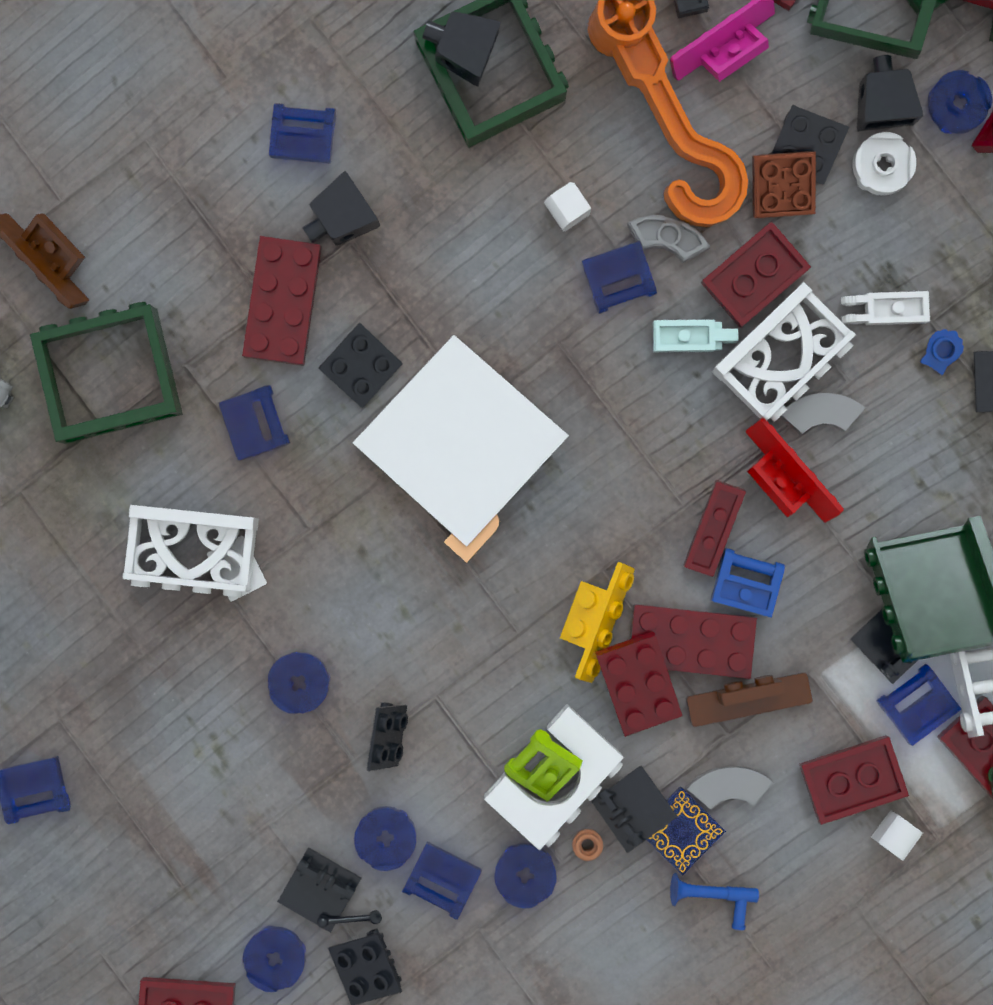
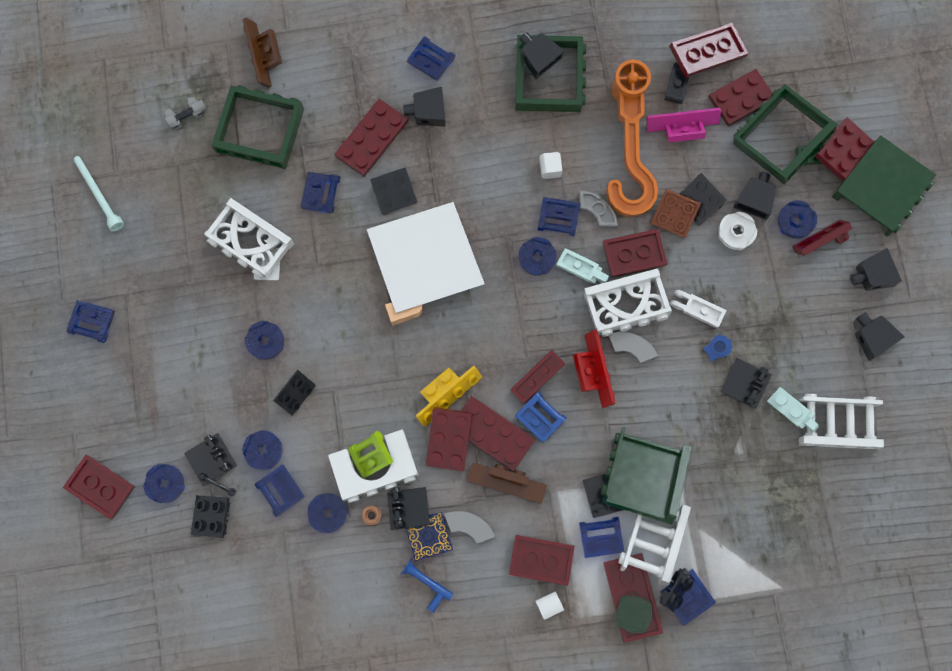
camera: 35 degrees right, 10 degrees down
(629, 338) = (529, 263): none -> clear blue plate

